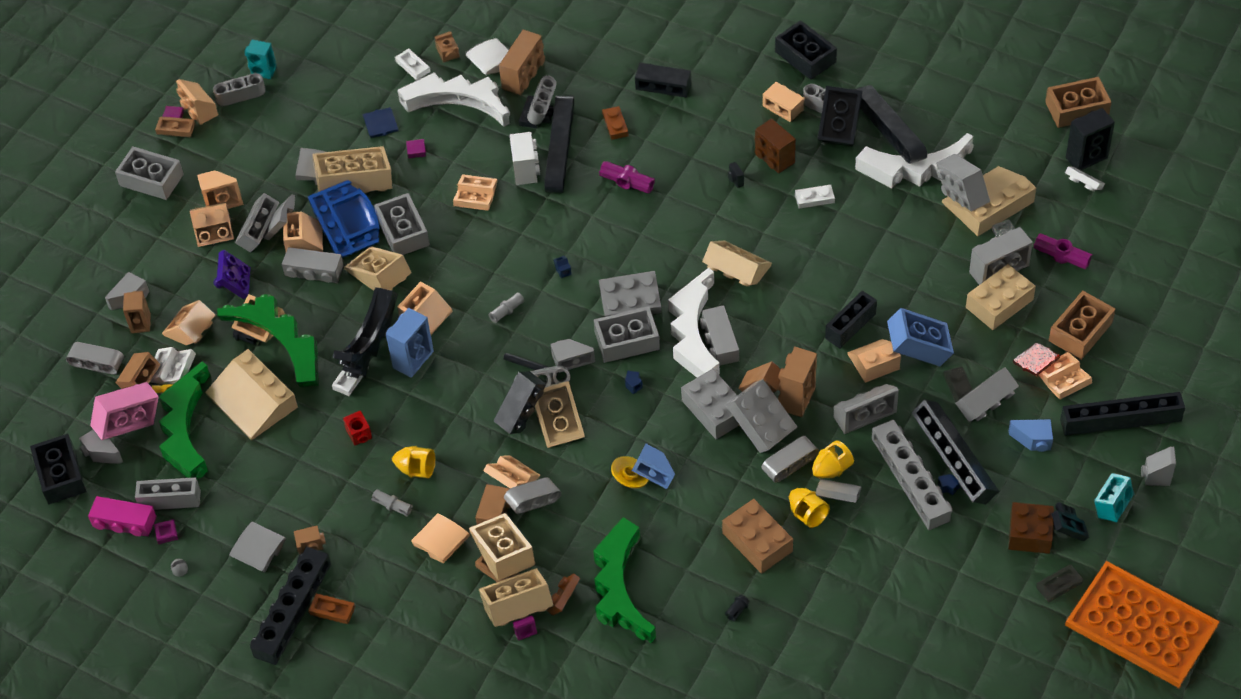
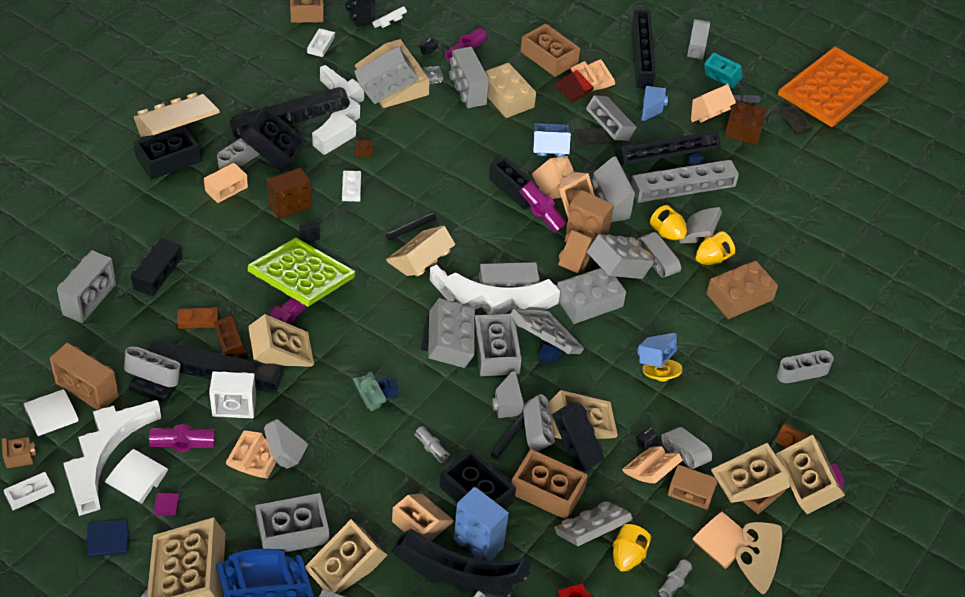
camera: 90 degrees left, 5 degrees down
(420, 574) = (764, 564): none -> tan piece
(436, 431) = (593, 523): none -> light grey plate
(438, 123) = (136, 475): none -> white slope
(459, 342) = (472, 472): none -> black brick
(472, 393) = (549, 484): none -> medium nougat brick
(478, 203) = (284, 444): none -> light grey slope
(480, 141) = (182, 438): none -> magenta piece
(544, 468) = (647, 438): none -> black hose
(552, 251) = (370, 391): none -> sand green hips
(587, 179) = (280, 343): none -> tan slope
(592, 147) = (230, 337): none -> reddish brown hinge
(616, 605) = (783, 402): green arch -> none
(620, 38) = (86, 286): none -> light grey brick
(654, 369) = (547, 328): none -> light grey plate
(667, 606) = (804, 366): none -> light grey beam
(678, 175) = (301, 271): none -> lime plate
(737, 607) = (814, 319): black pin -> none
(774, 252) = (408, 227): none -> black bar
(817, 340) = (542, 206): none -> magenta piece
(840, 368) = (572, 185): none -> light nougat slope
(850, 40) = (174, 115): none -> tan slope
(872, 196) = (363, 148): none -> reddish brown plate
(1019, 130) = (320, 42): none -> white plate
(1037, 483) = (712, 104): none -> light nougat slope
(1049, 220) = (428, 46): none -> black hose

